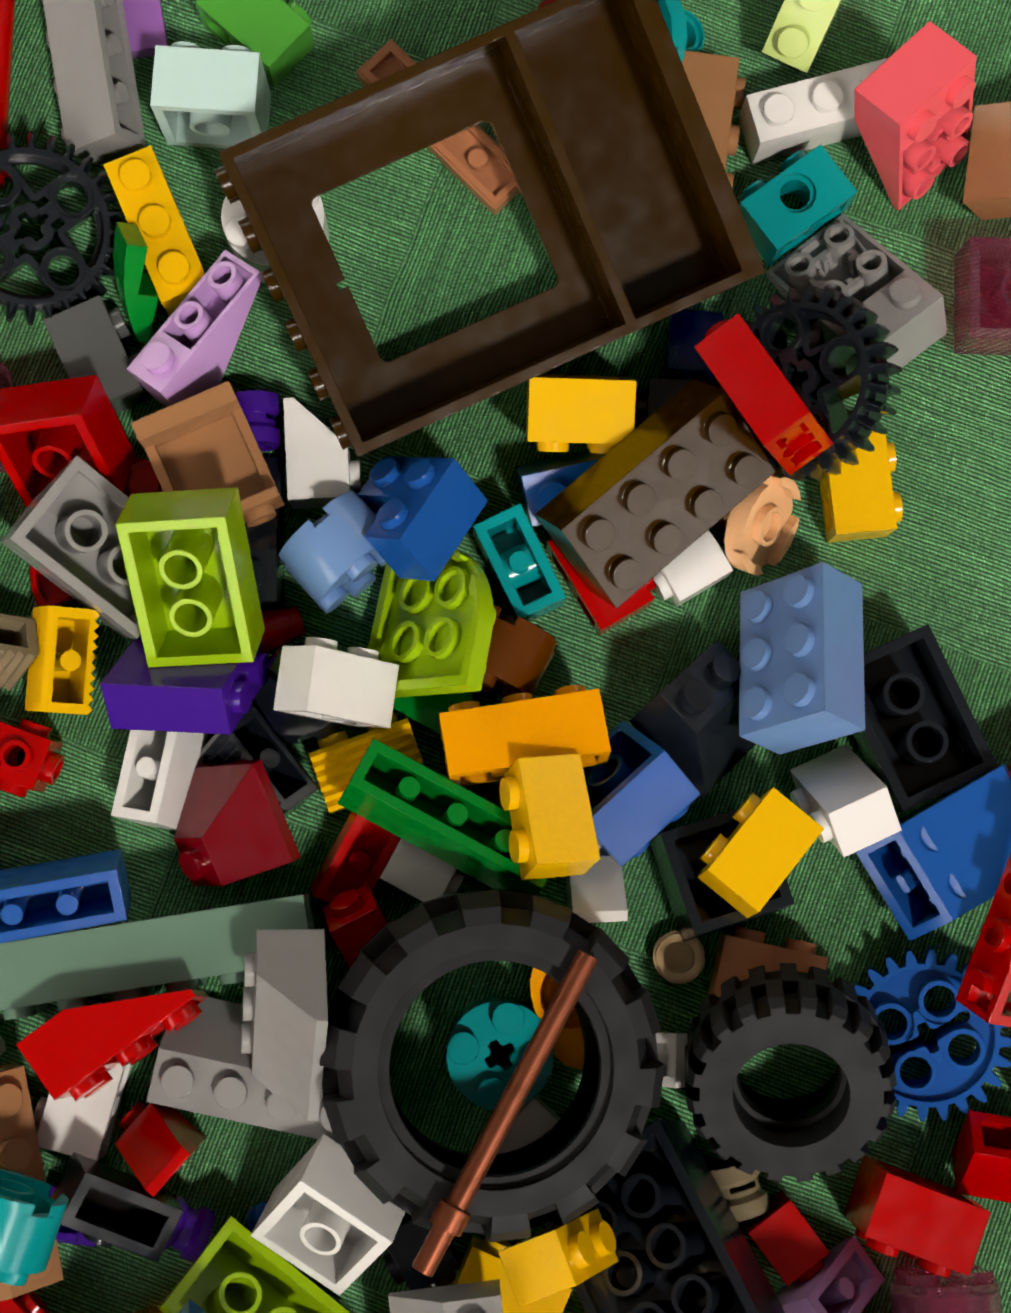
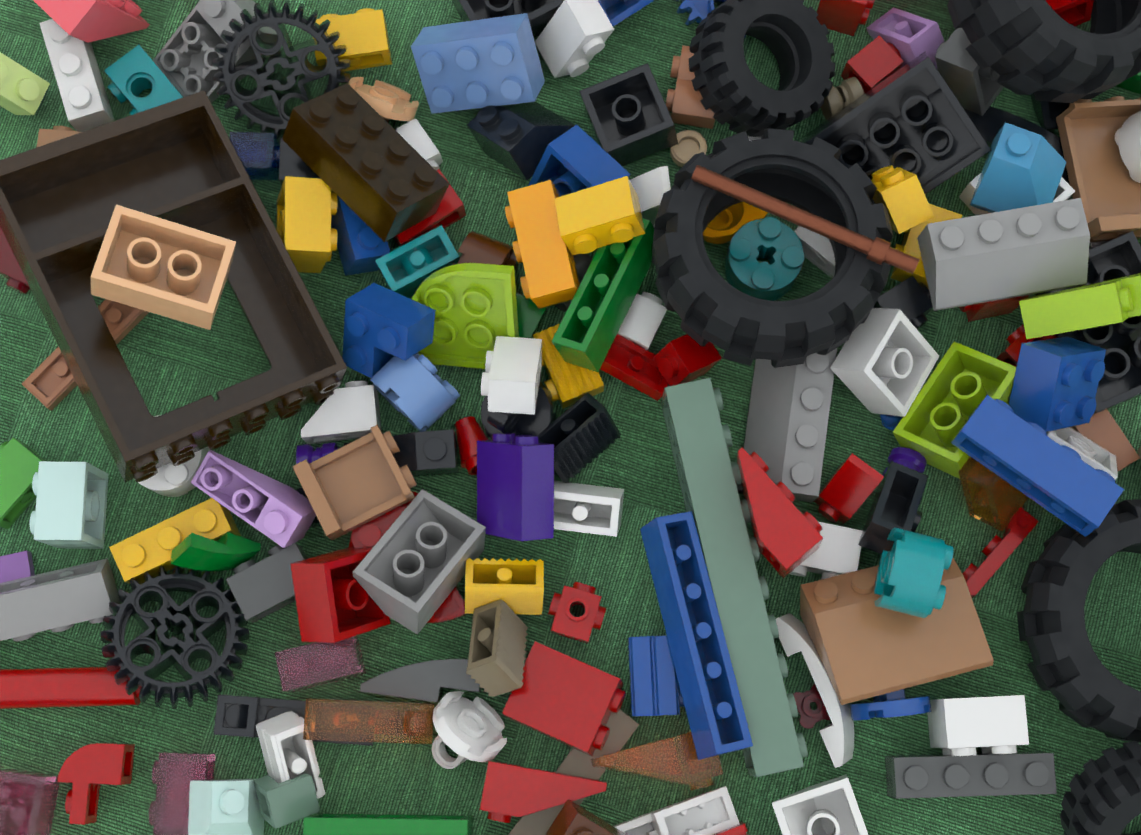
camera: 85 degrees left, 5 degrees down
(191, 577) = (440, 476): lime brick -> none
(232, 825) = (616, 449): dark red slope -> none
(287, 1015) = (753, 386): light grey slope -> none
(485, 203) = (162, 267): none -> light nougat brick
(759, 851) = (614, 83): yellow brick -> none
(762, 394) = (292, 83): red window -> none

